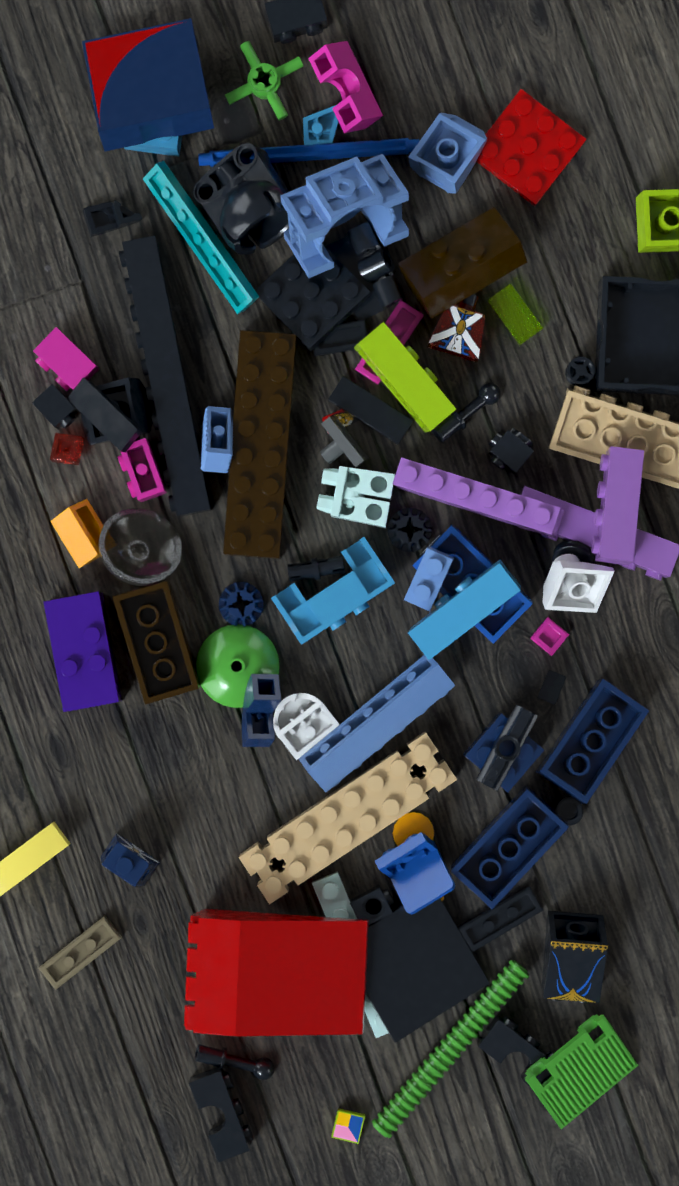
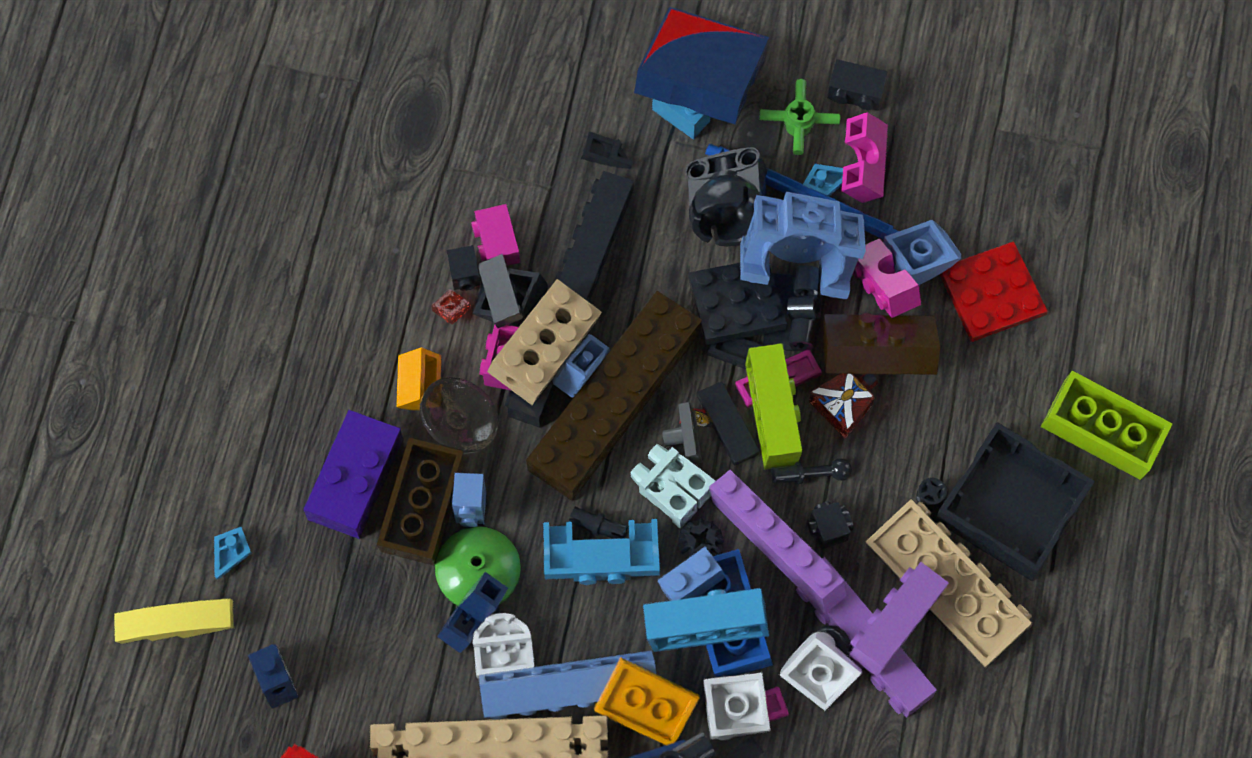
camera: 30 degrees right, 20 degrees down
(21, 778) = (229, 551): none -> dark azure piece
(80, 952) = (176, 732): dark tan tile -> none
(191, 430) = (526, 343): none -> tan brick
(196, 617) = (469, 499): none -> medium blue brick
(200, 237) = (671, 207): teal plate -> none
(252, 611) = (519, 528): dark blue gear -> none
(449, 208) = (891, 290): none -> dark pink arch
(451, 700) = (646, 702): none -> light orange tile
(515, 314) = (902, 417): clear neon green tile -> none
(525, 657) = (736, 706): none -> white slope

